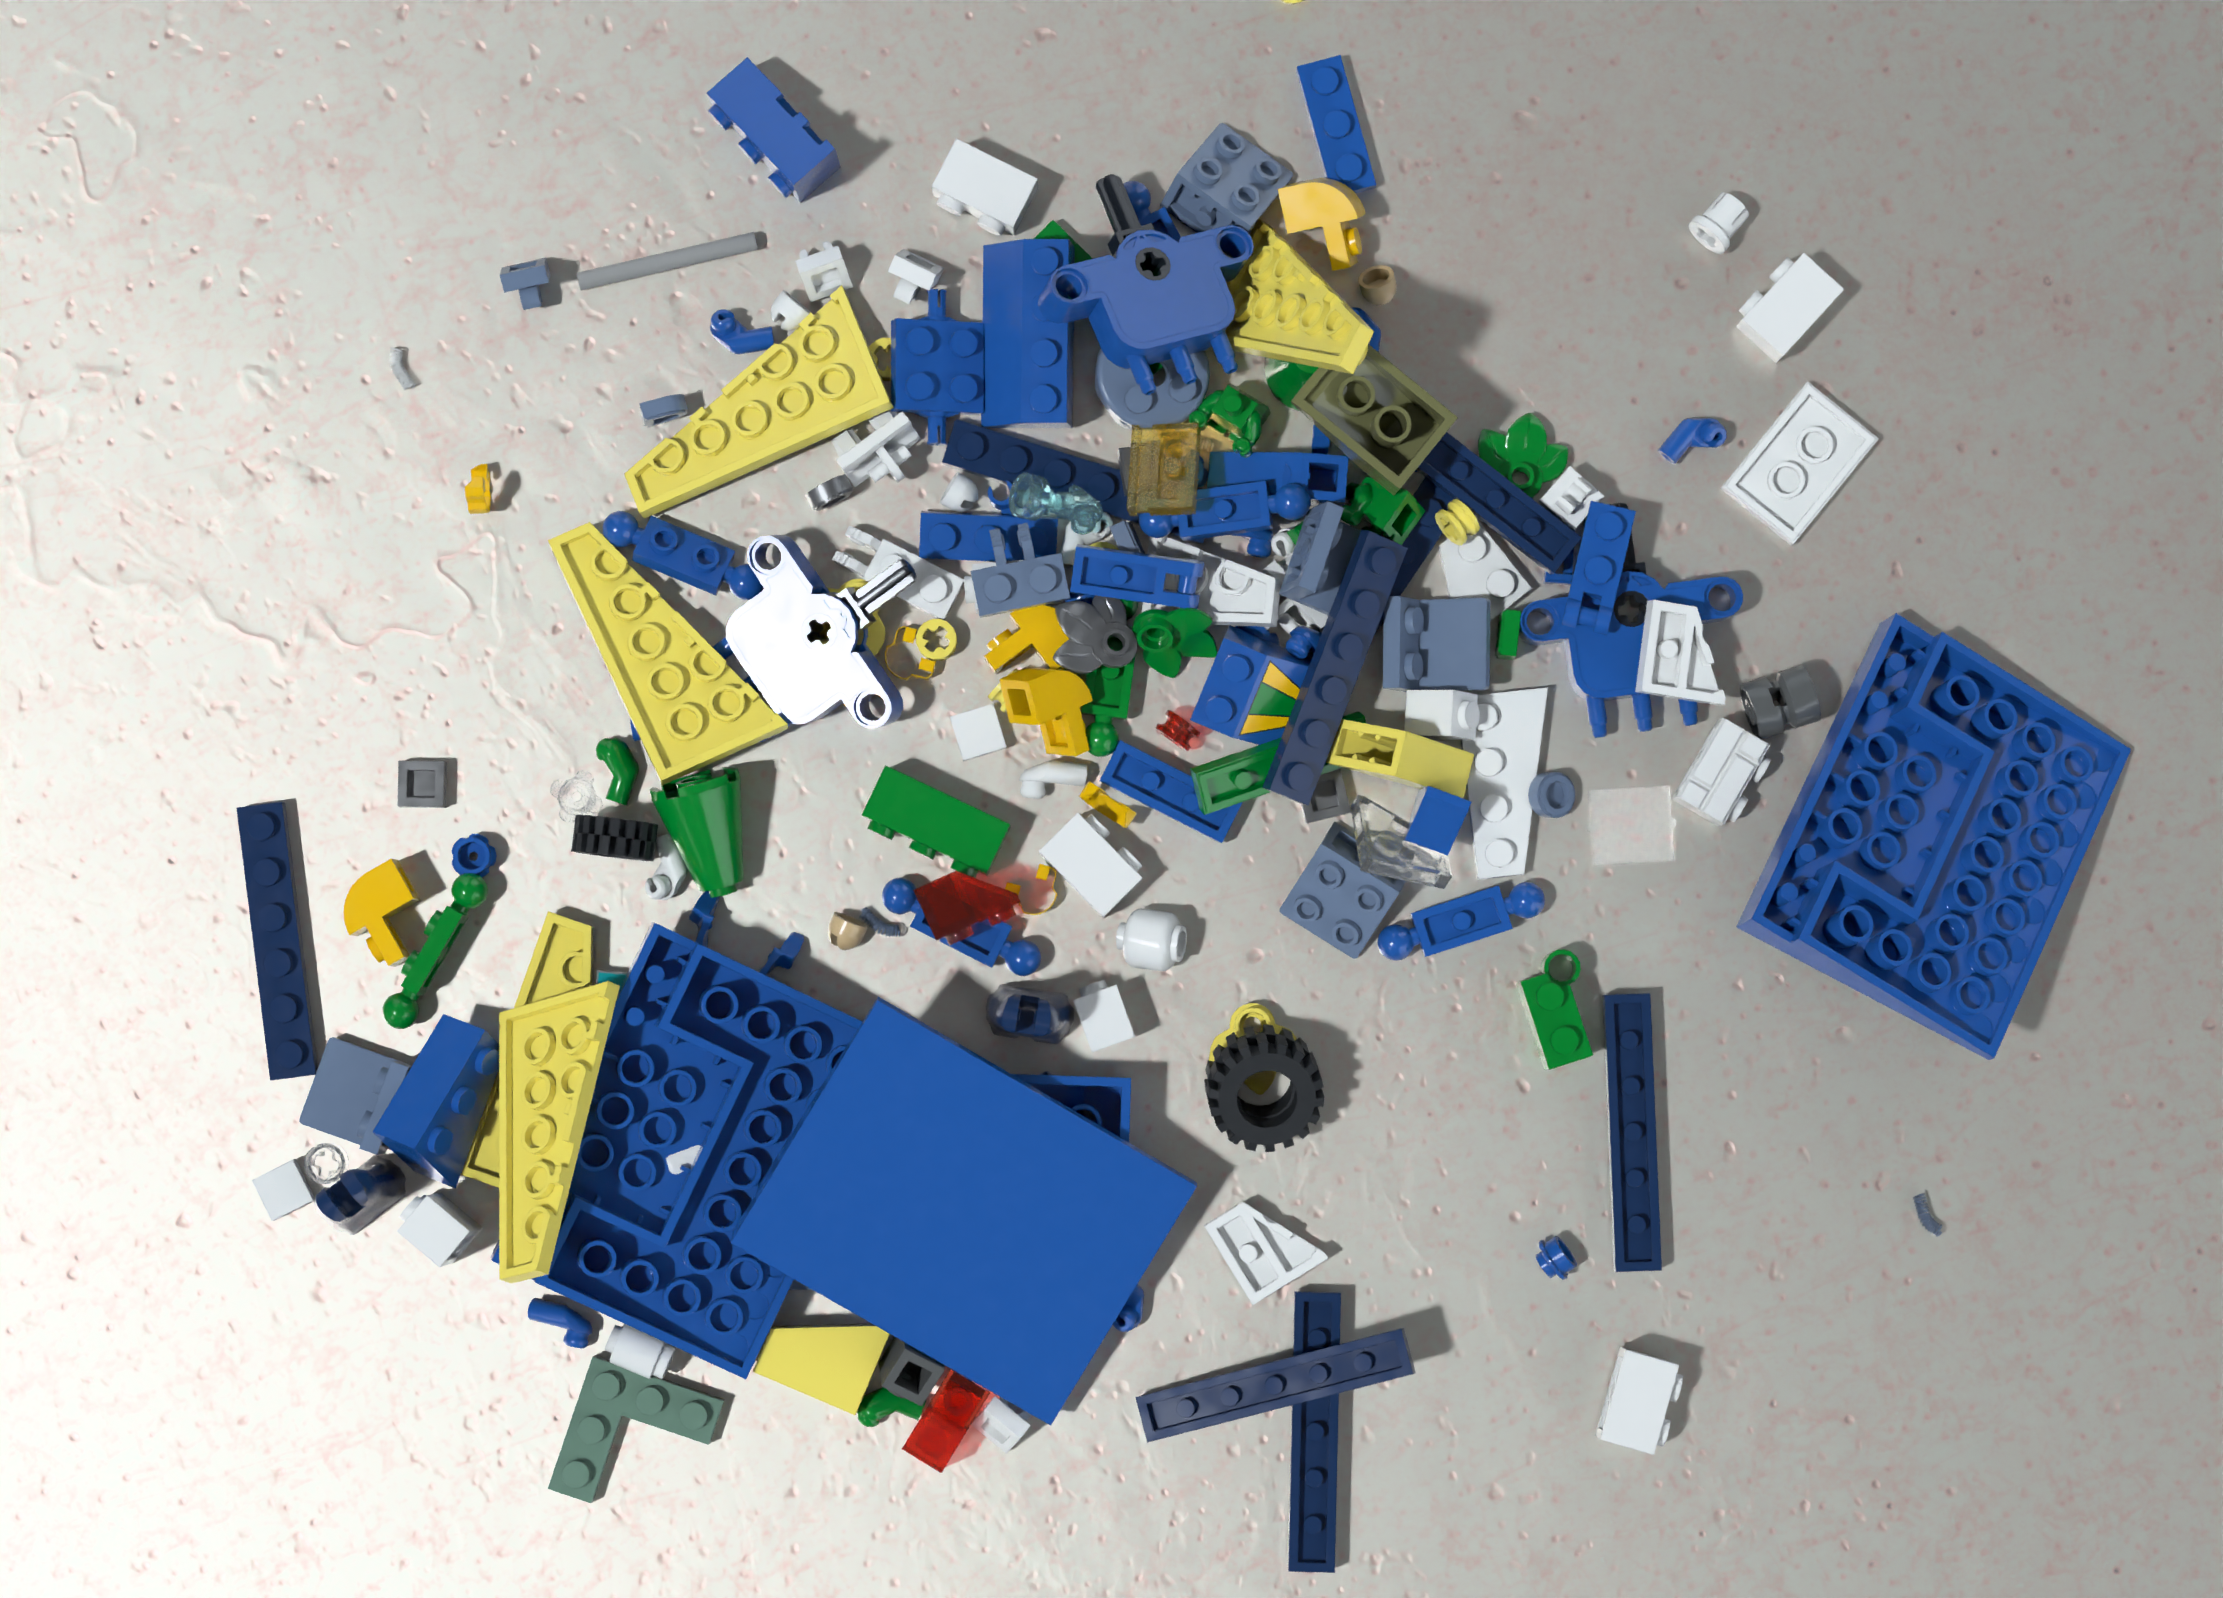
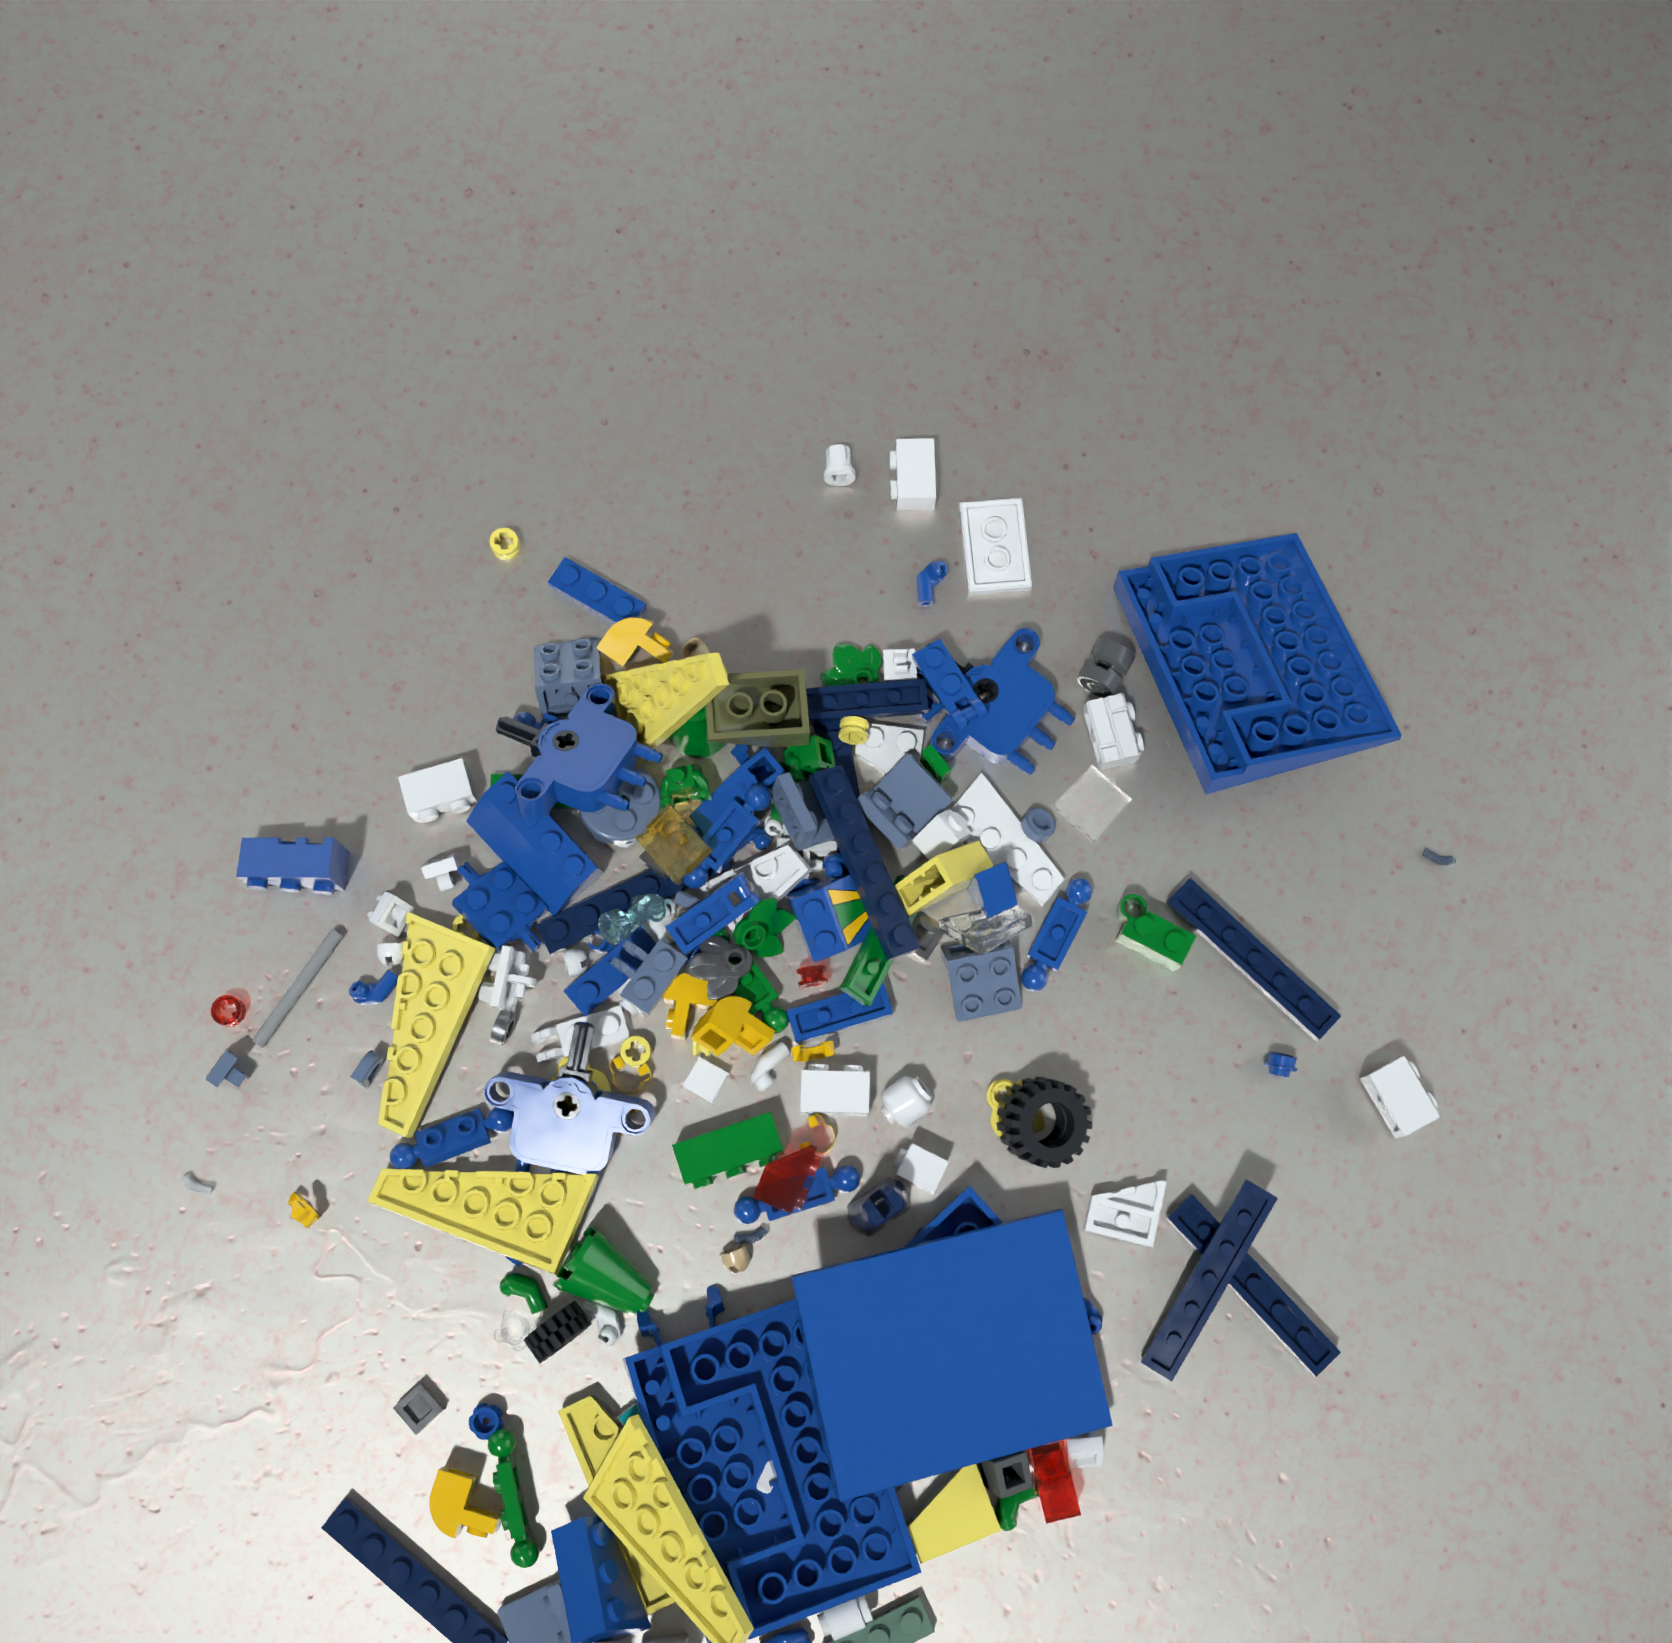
camera: 45 degrees left, 10 degrees down
(567, 227) = (218, 1006): none -> clear red bush
(1675, 655) = (1032, 690): white wing -> none

